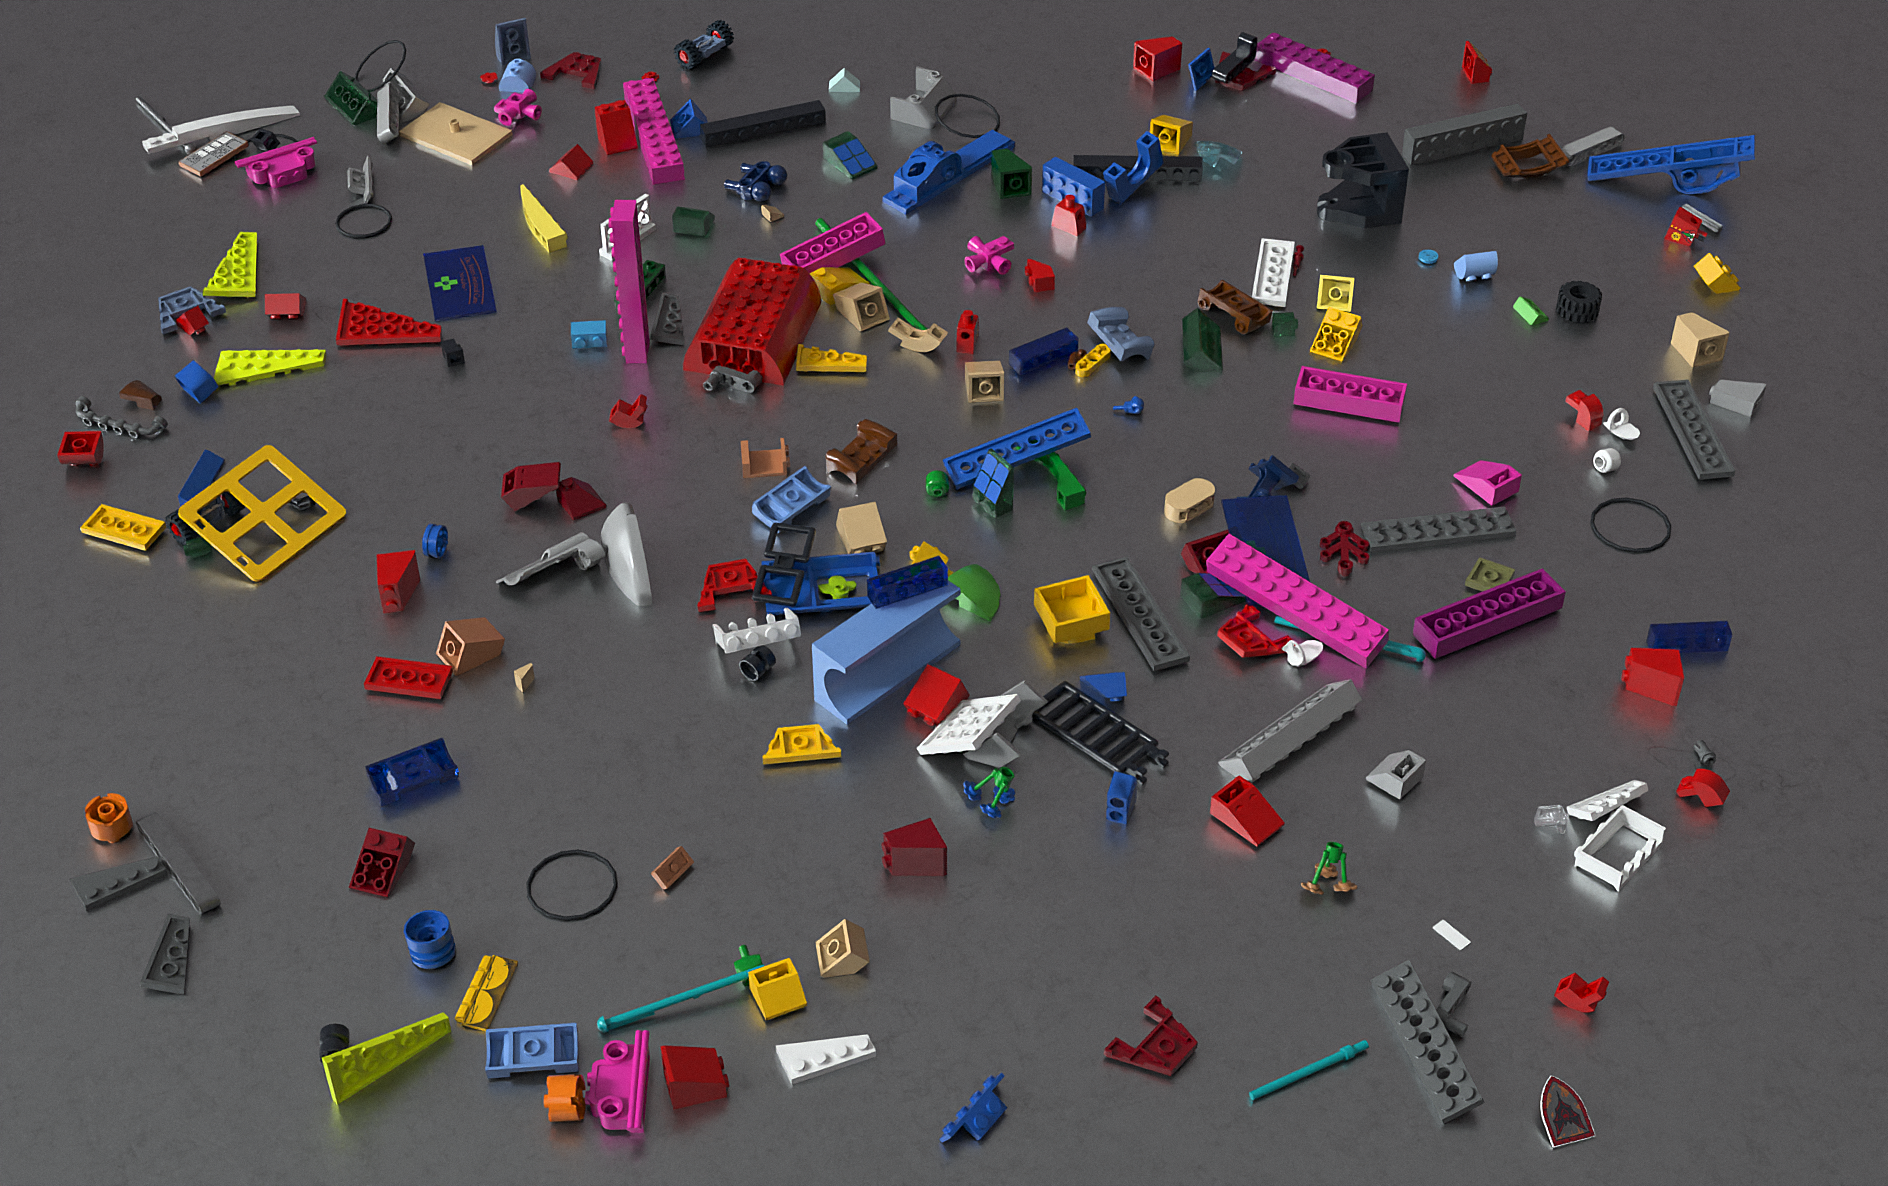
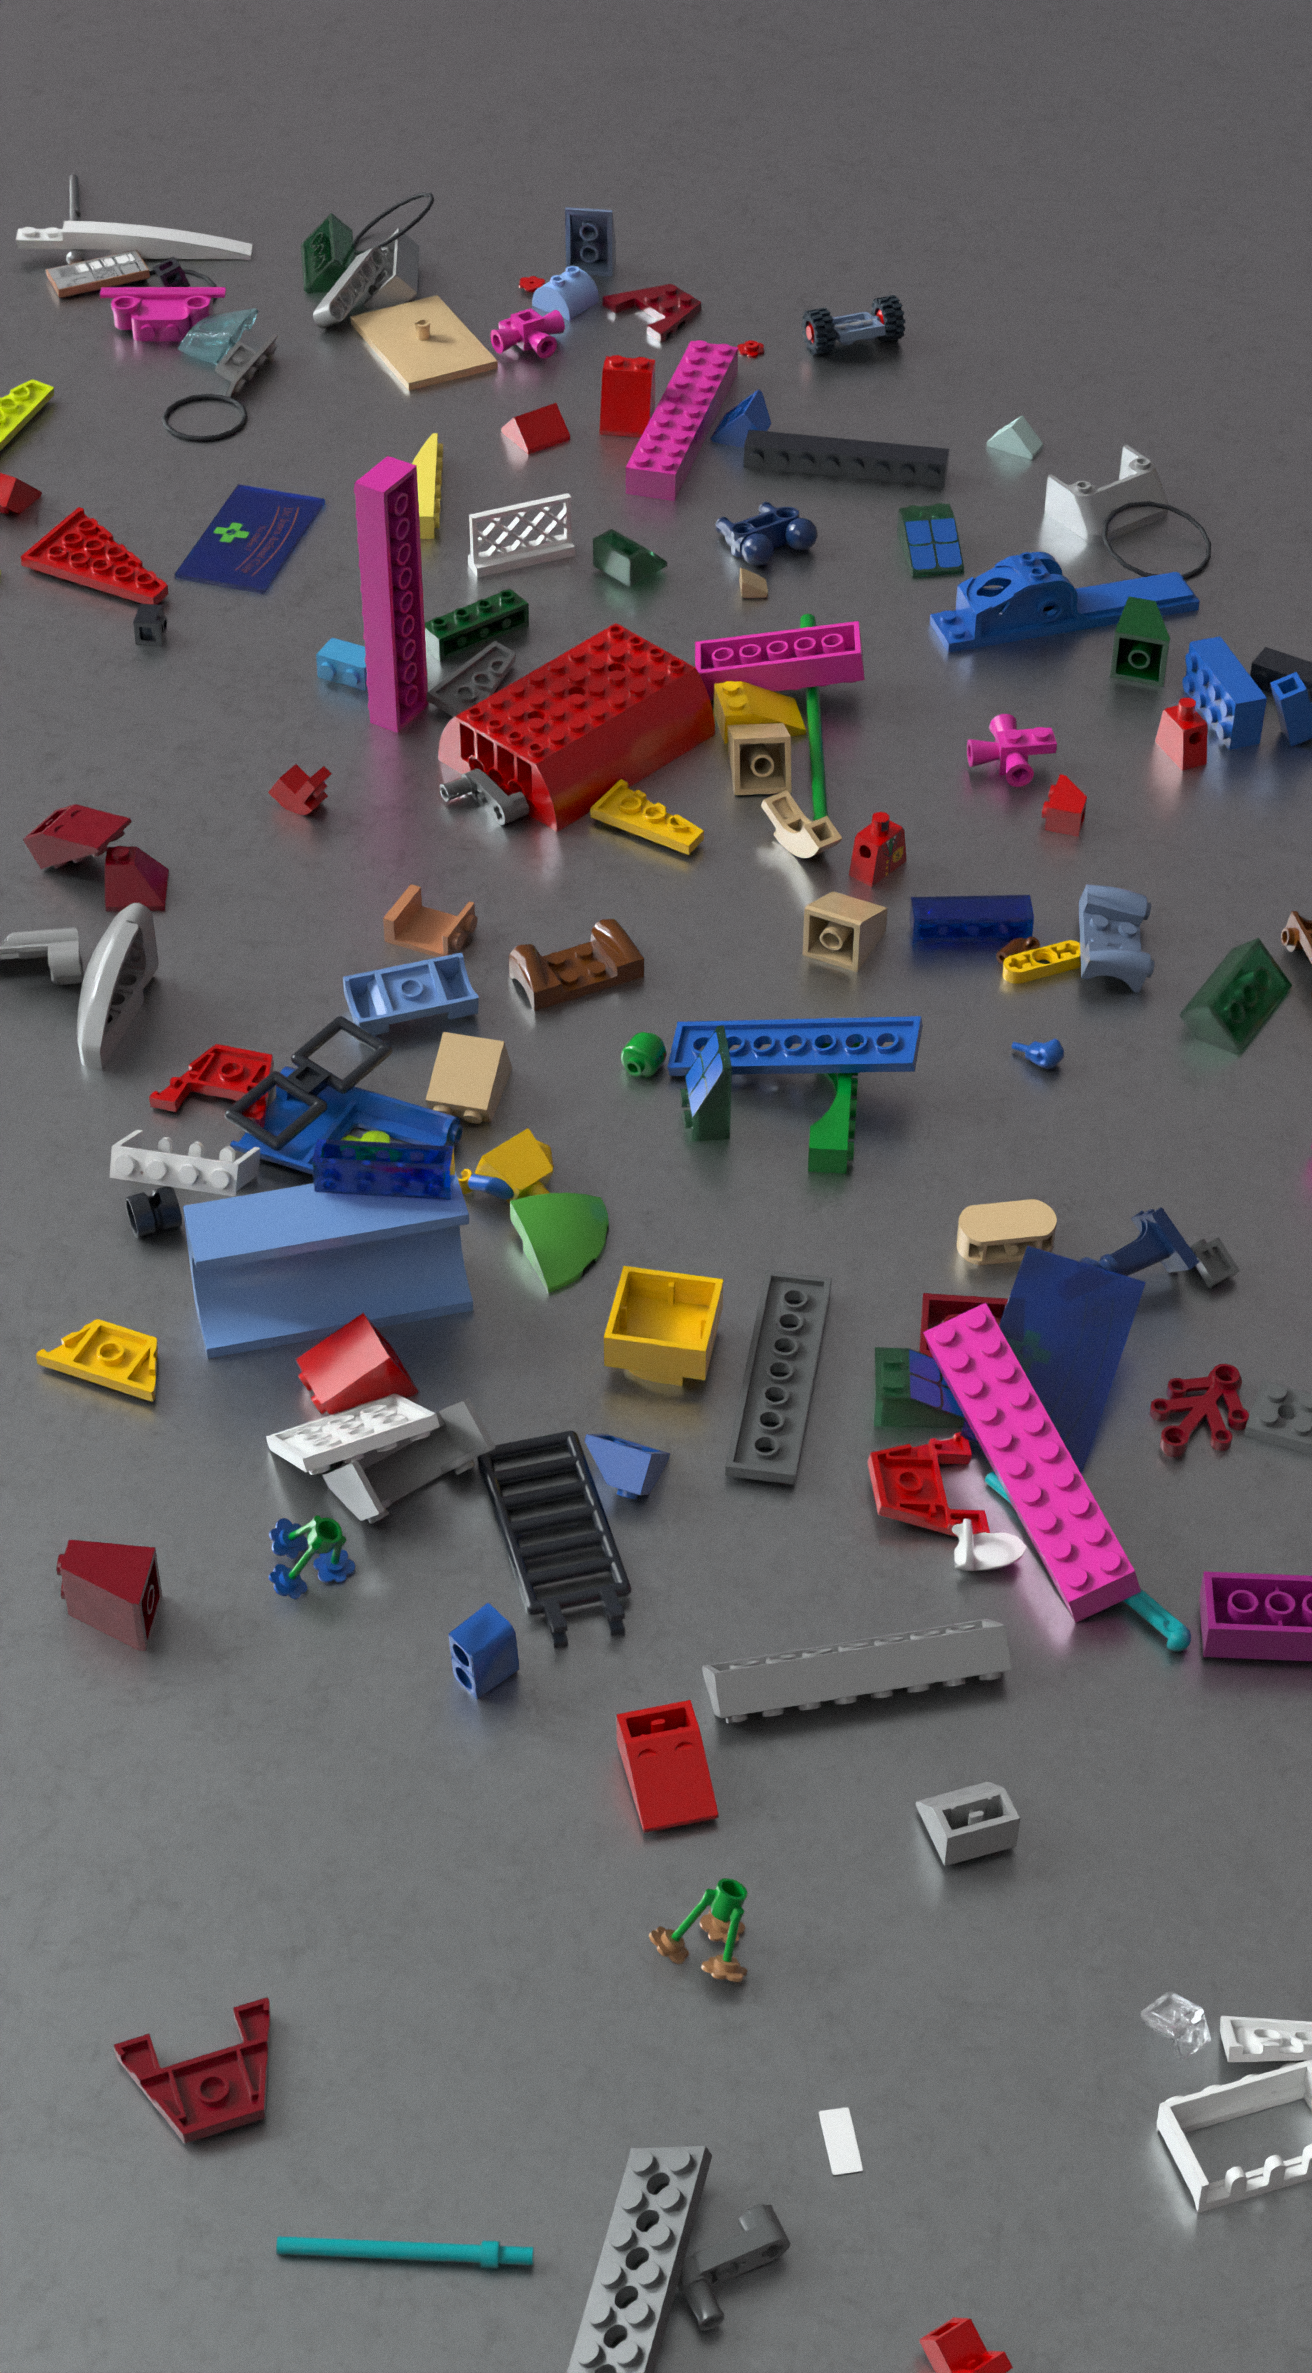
camera: 30 degrees right, 0 degrees up
(330, 168) = (216, 334): none -> clear light blue slope

